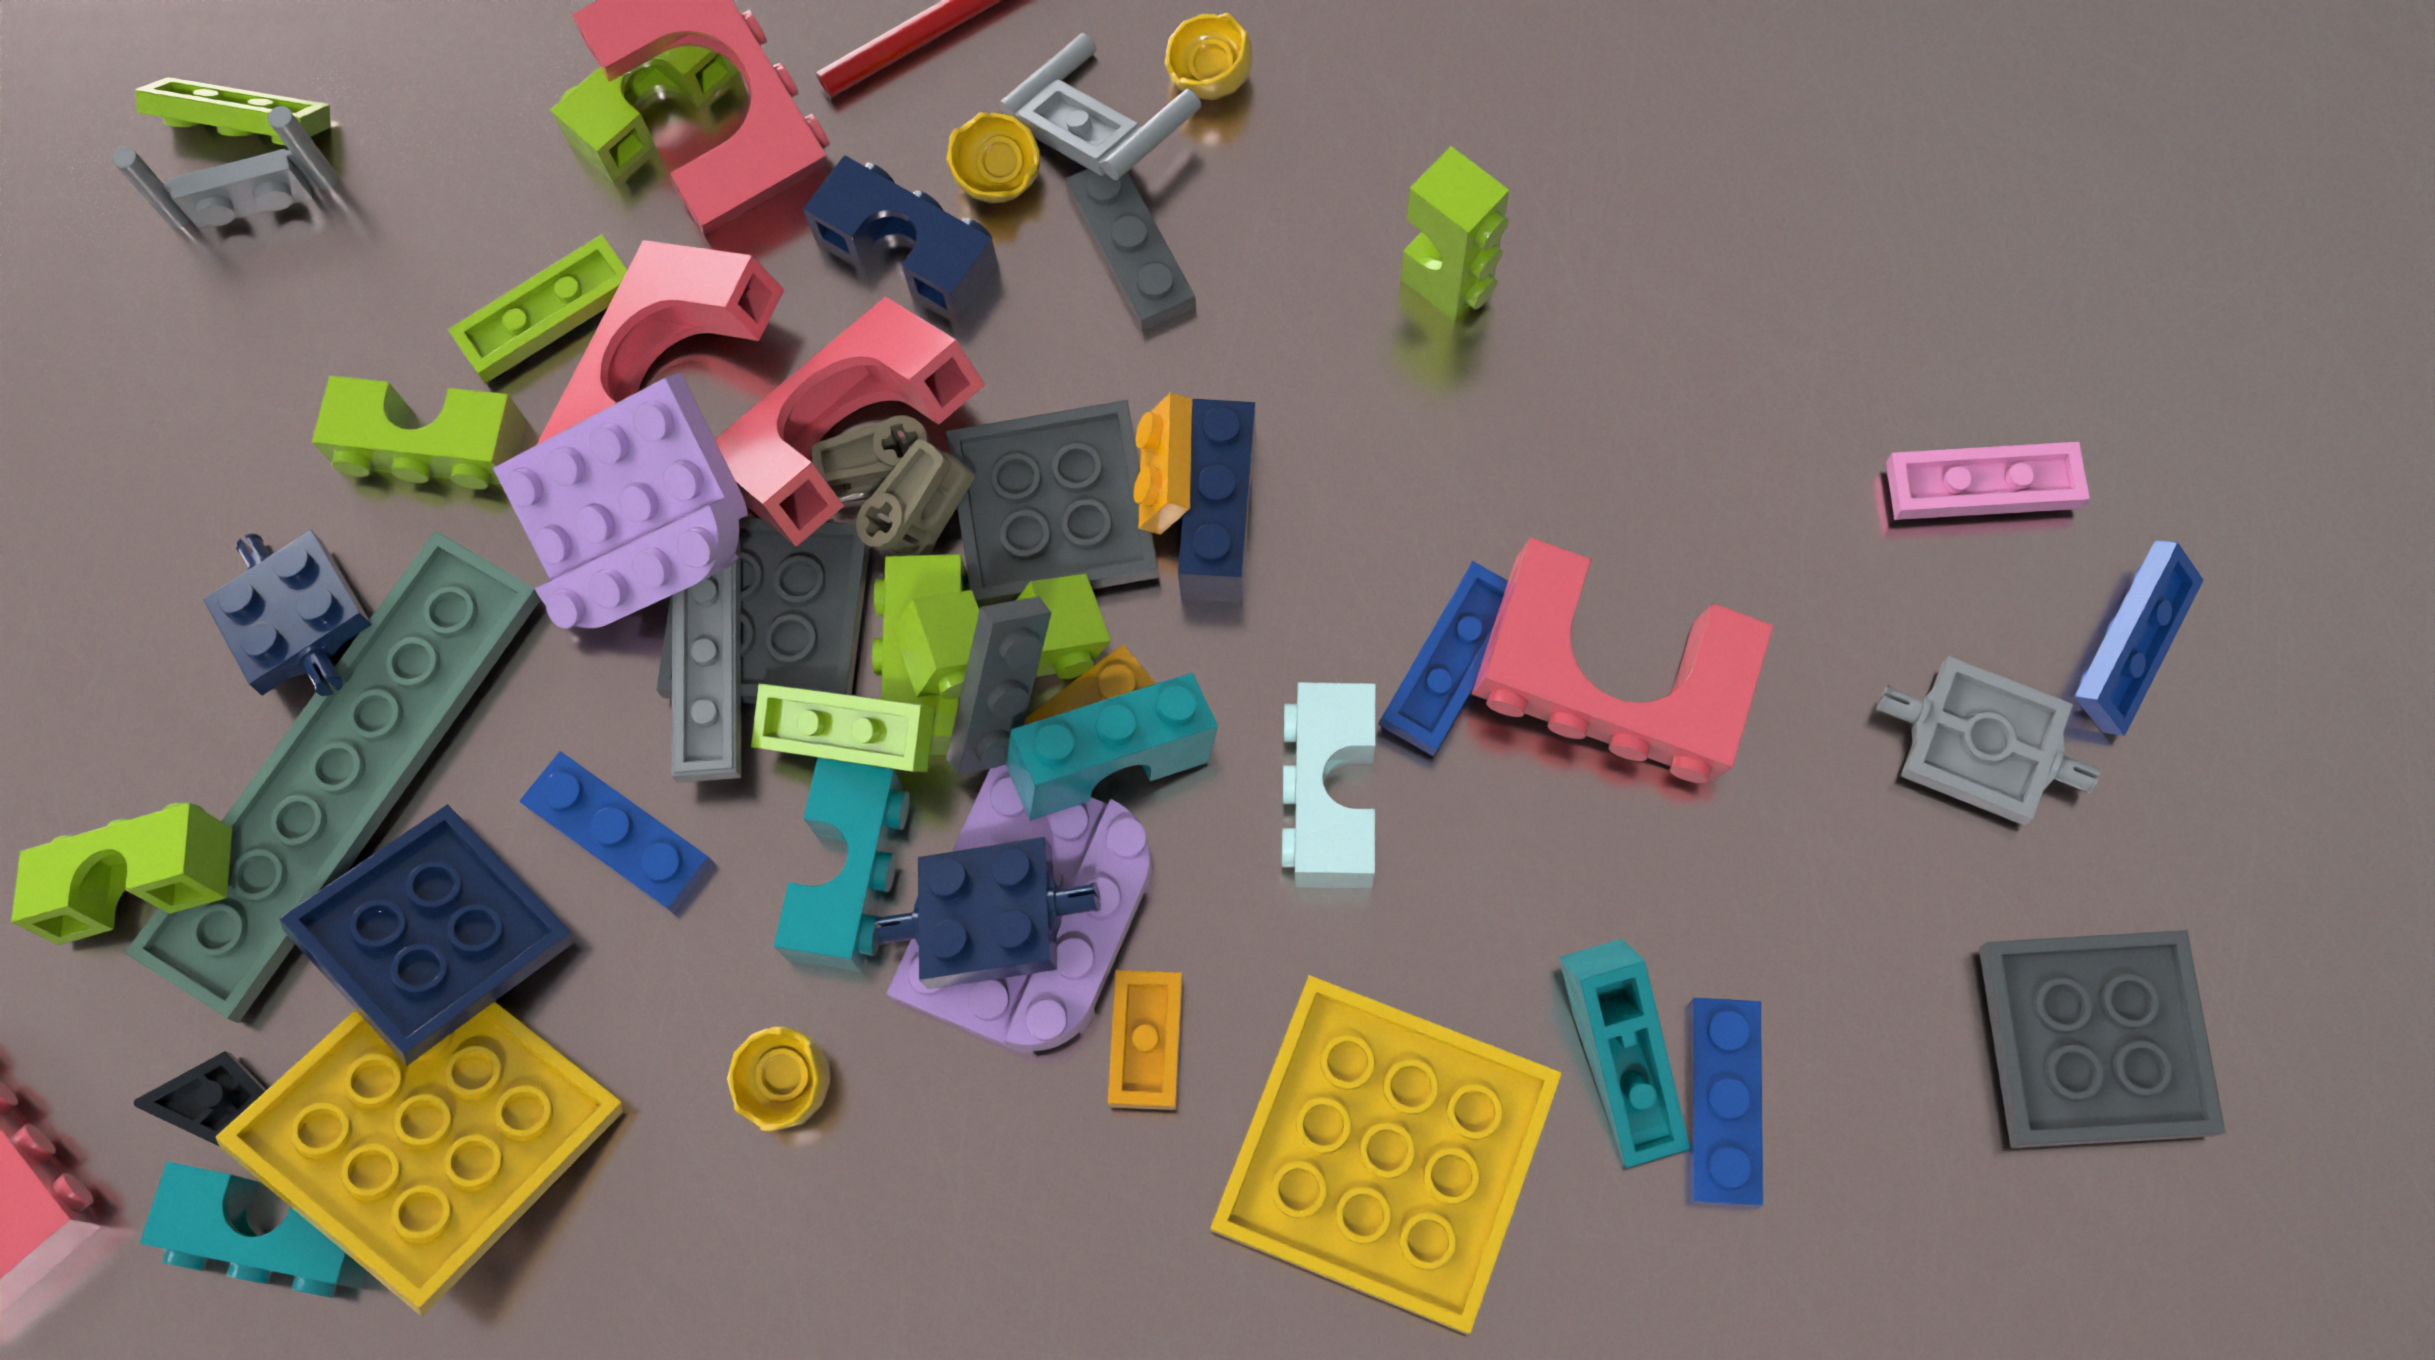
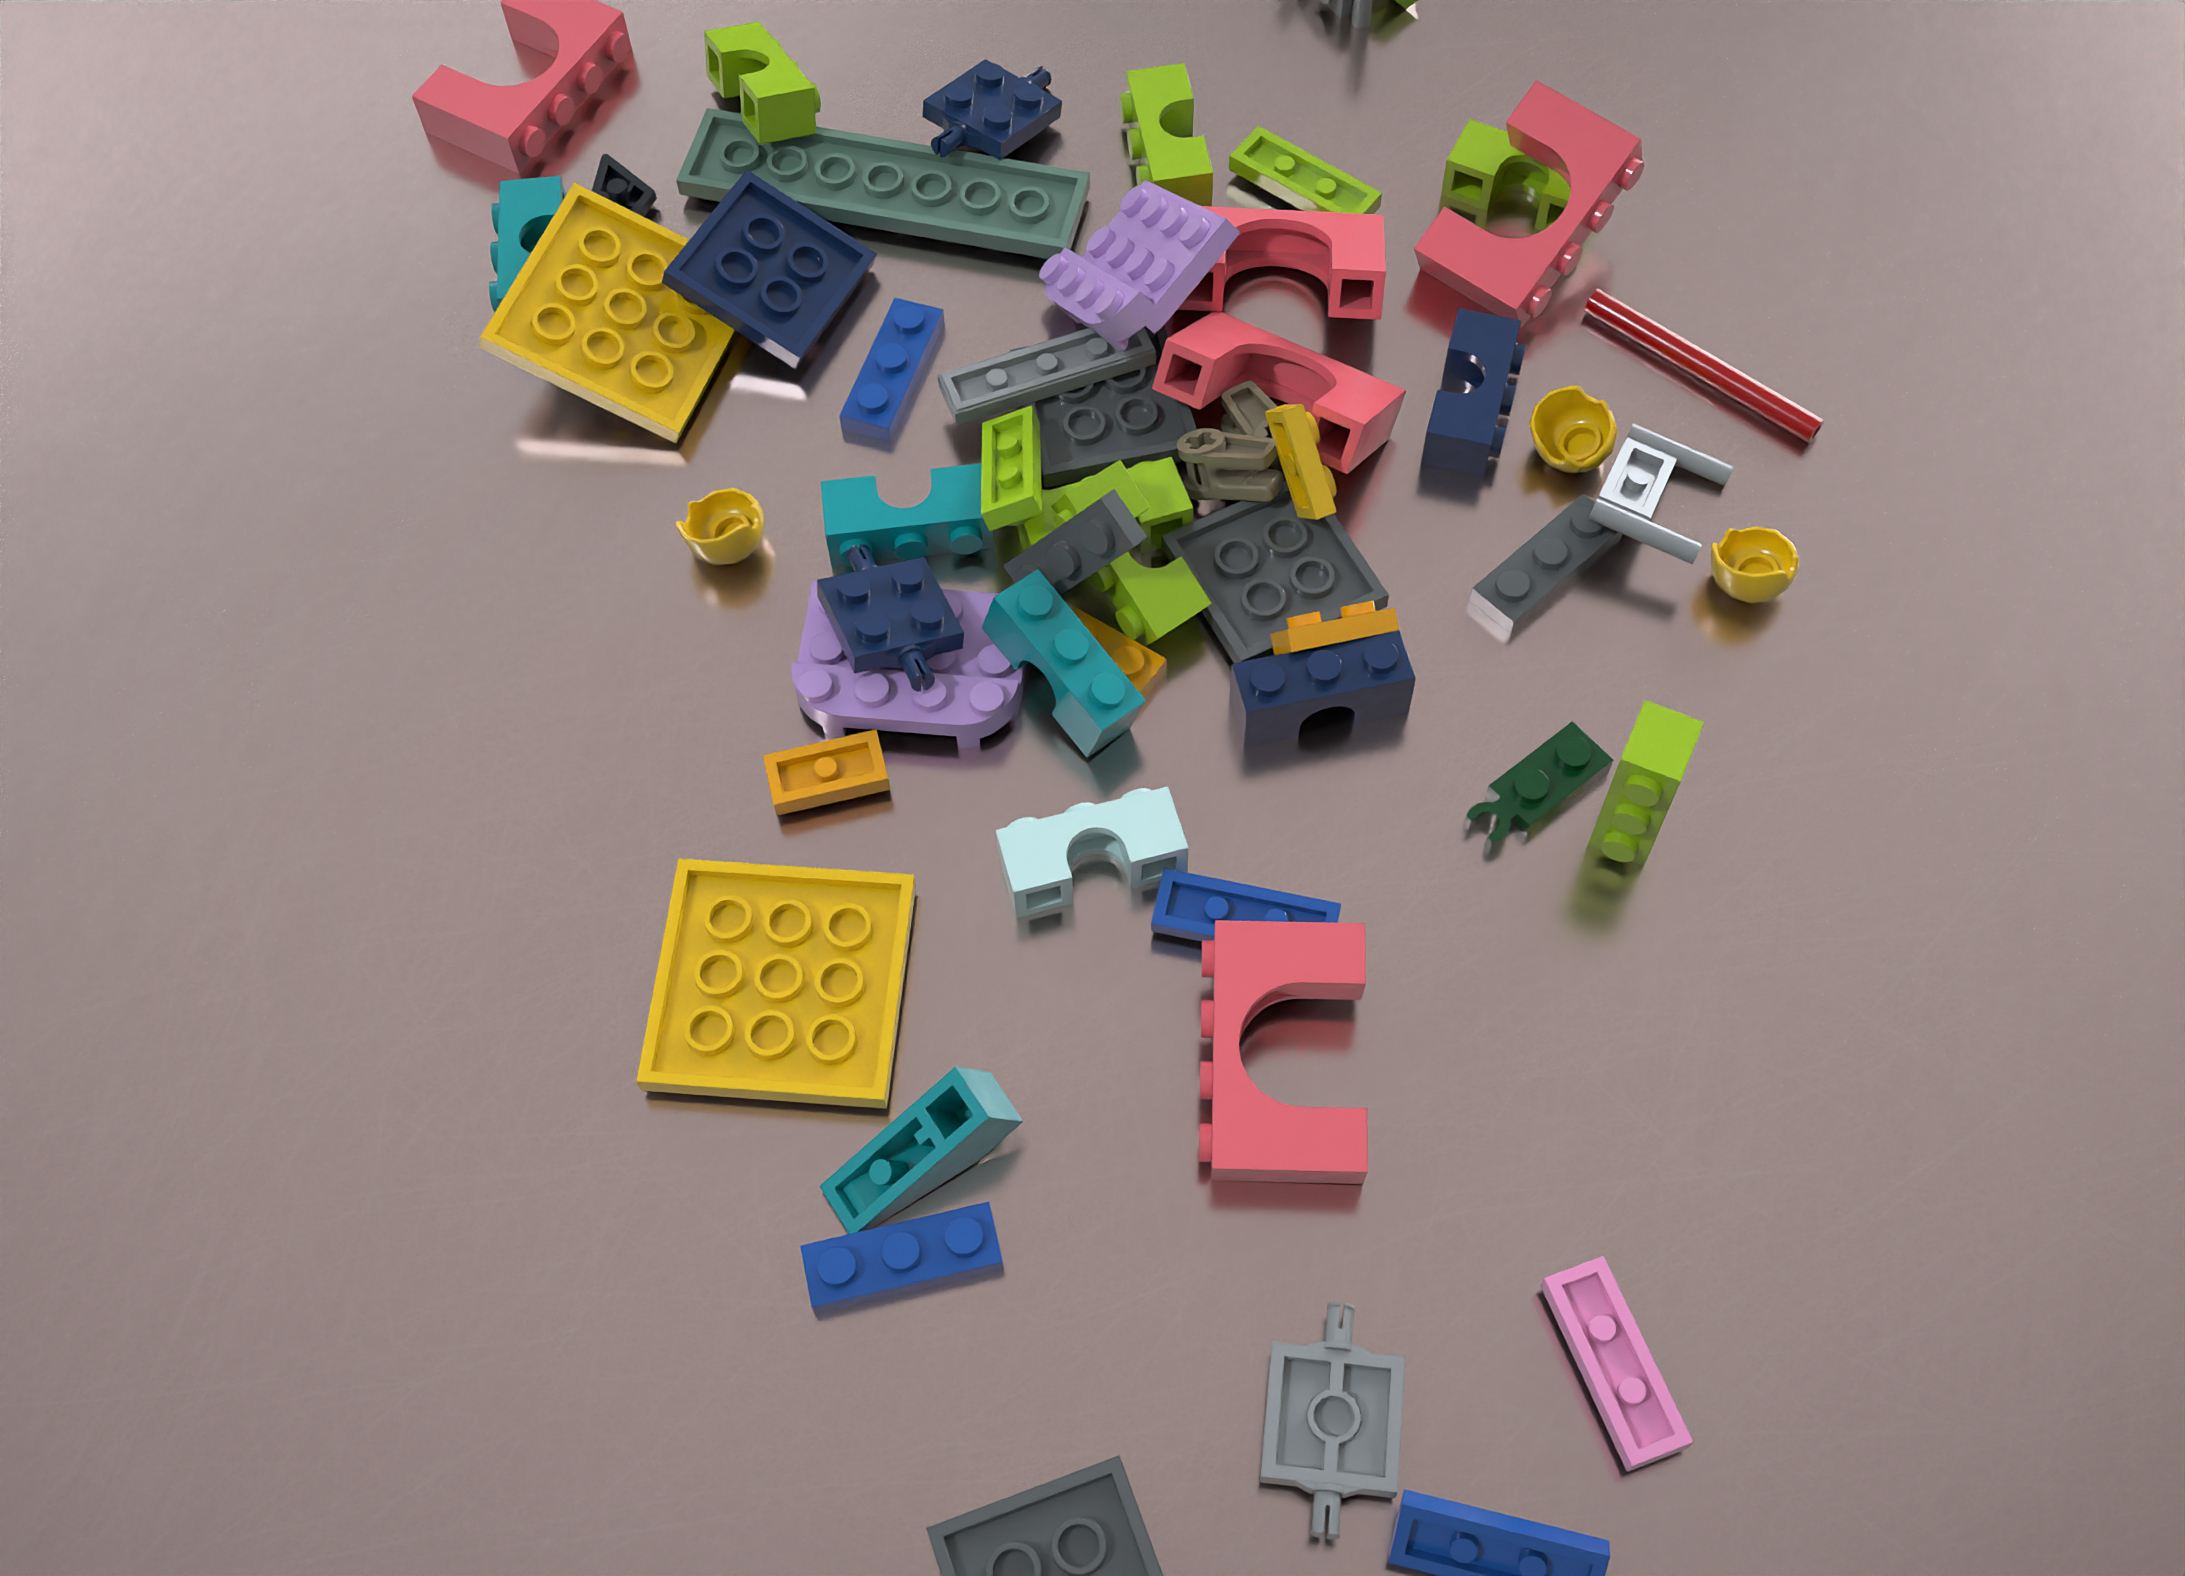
camera: 70 degrees right, 10 degrees down
(962, 421) = (1308, 480): none -> yellow plate
(1383, 338) = (1540, 785): none -> dark green plate

